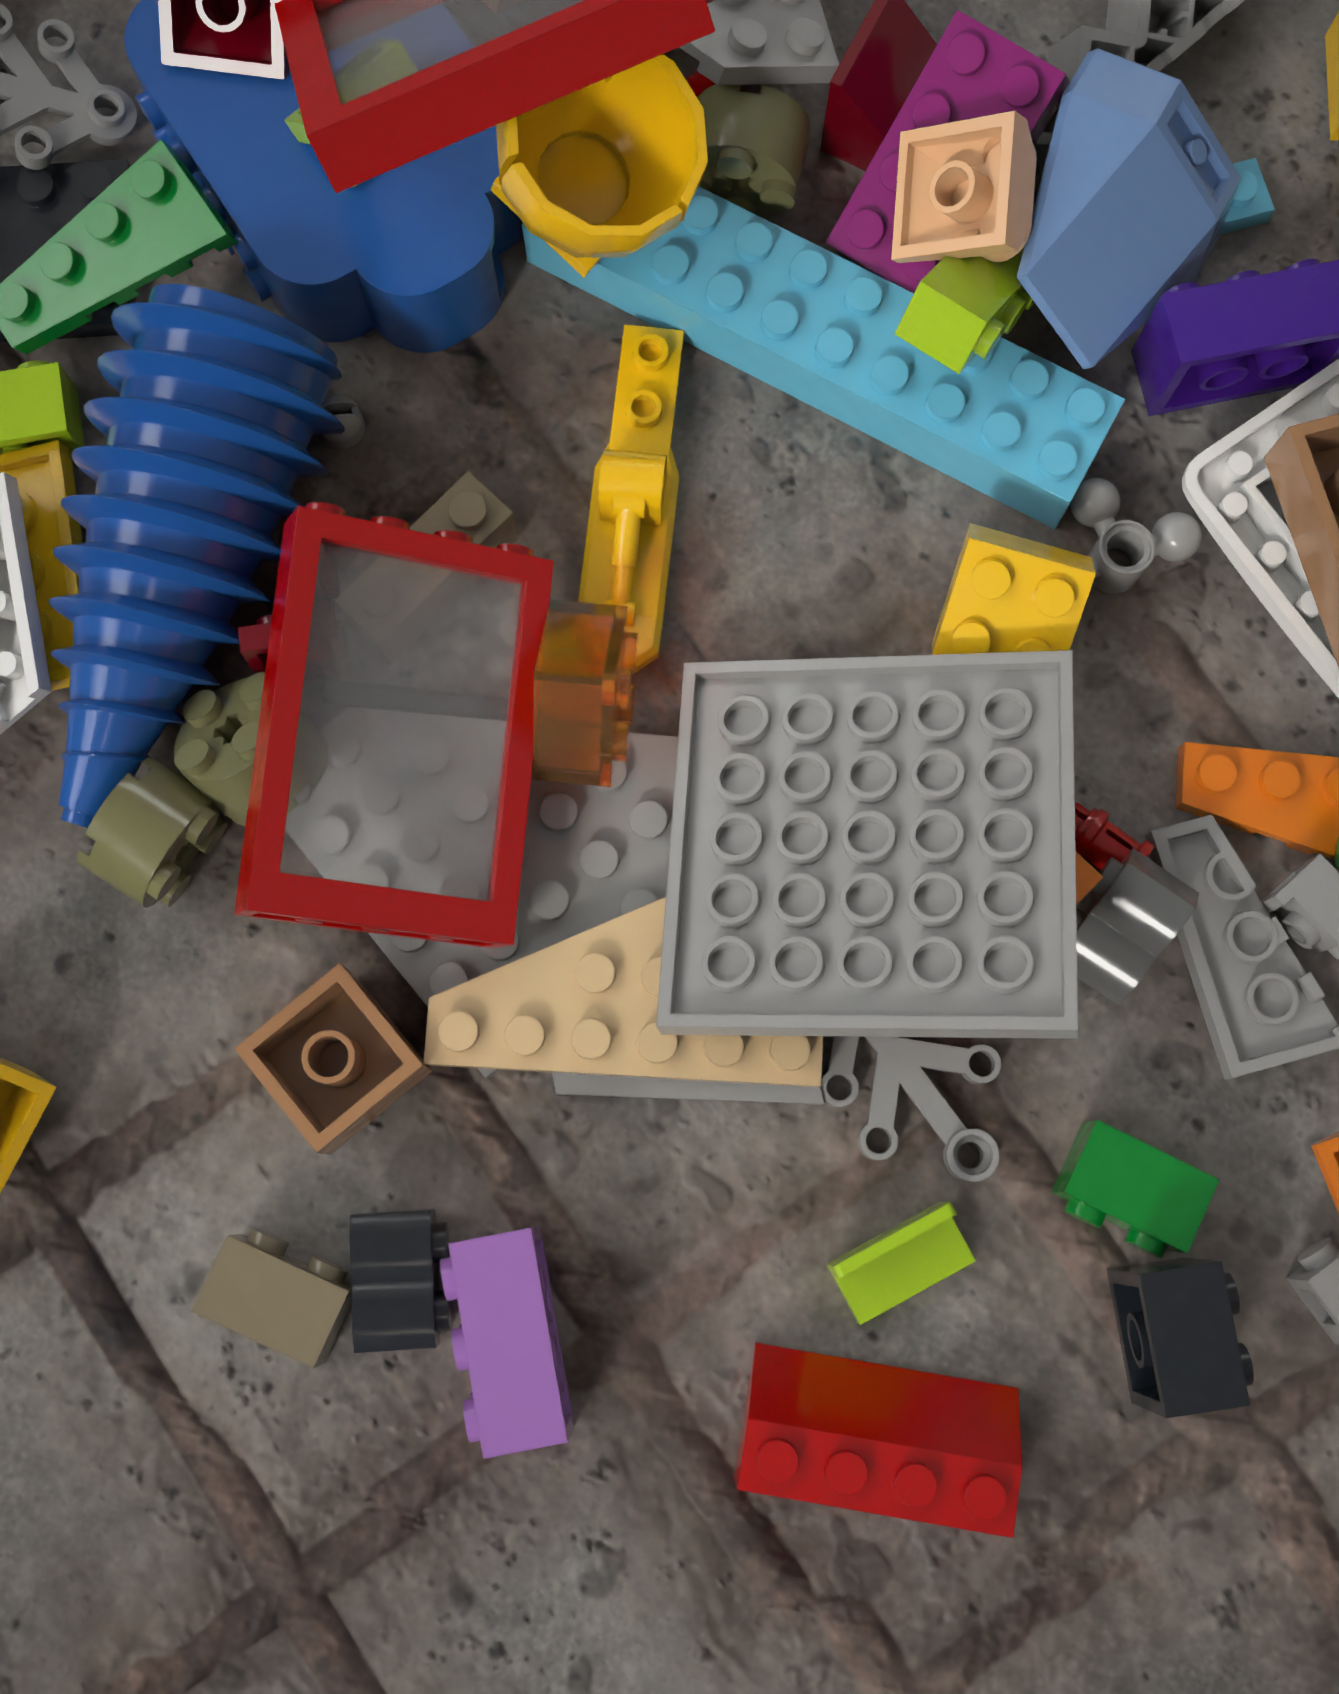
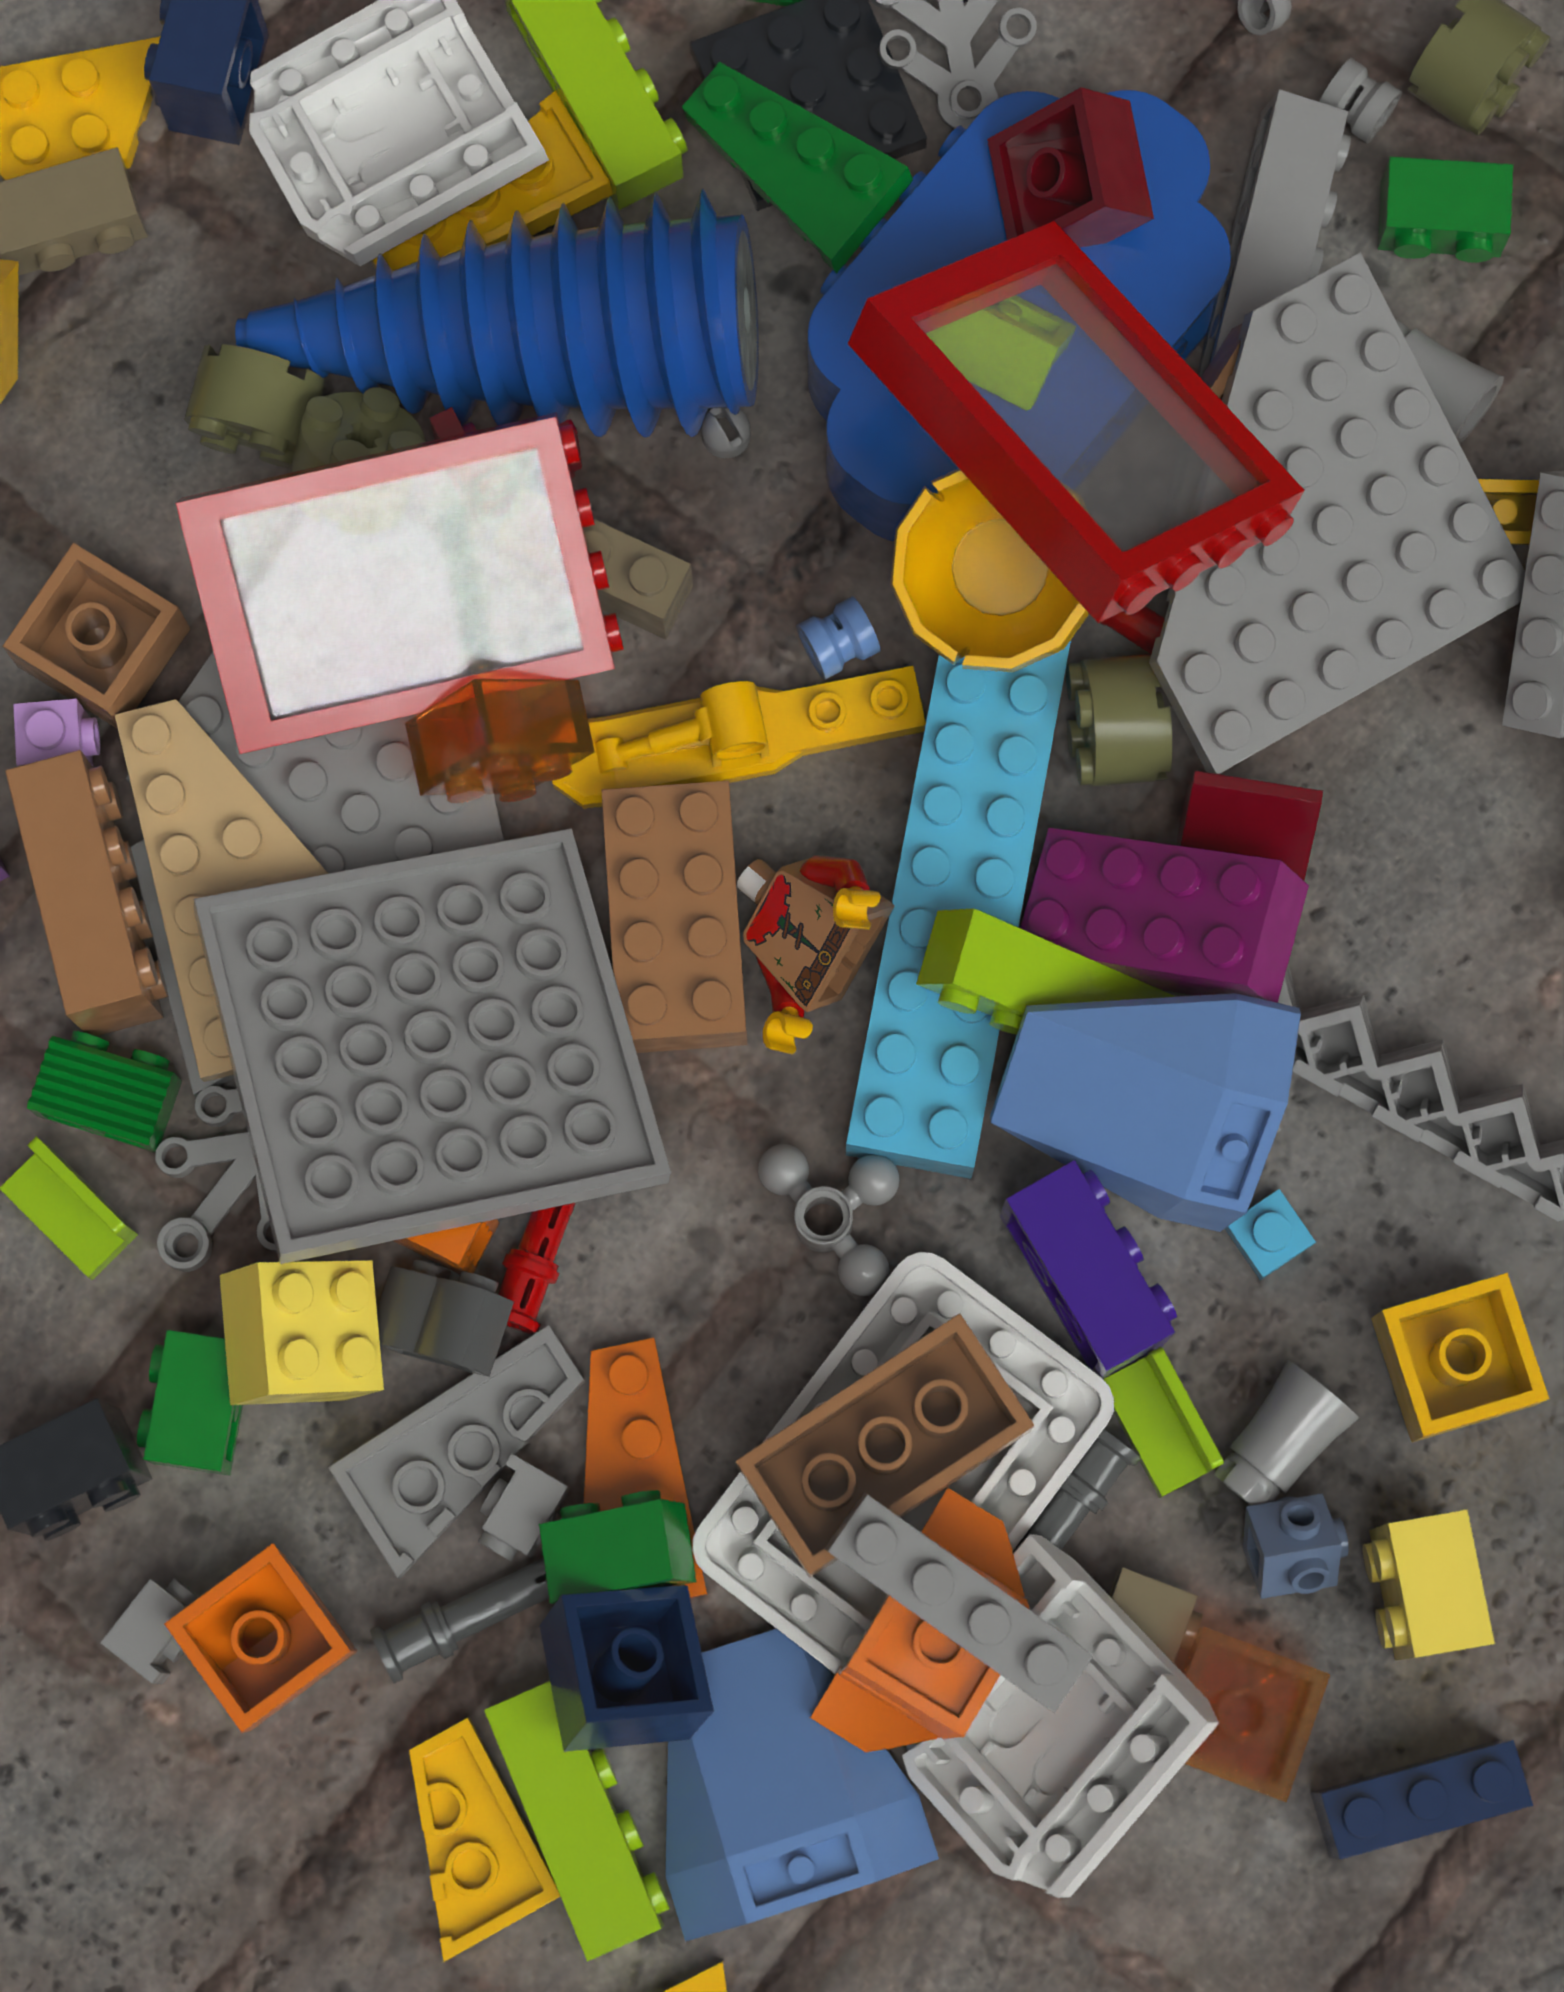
camera: 75 degrees right, 0 degrees up
(425, 1132) = (54, 729): none -> lavender brick
(576, 375) = (838, 638): none -> medium blue wheel
(597, 1143) = (86, 893): none -> medium nougat brick
(791, 591) = (675, 915): none -> medium nougat brick
(798, 1187) = (104, 1091): none -> green brick
(858, 476) = (809, 936): none -> torso
(965, 190) = (1095, 929): light nougat slope -> none
(1012, 596) = (726, 1117): yellow brick -> none
(1120, 1074) = (301, 1332): none -> light yellow brick

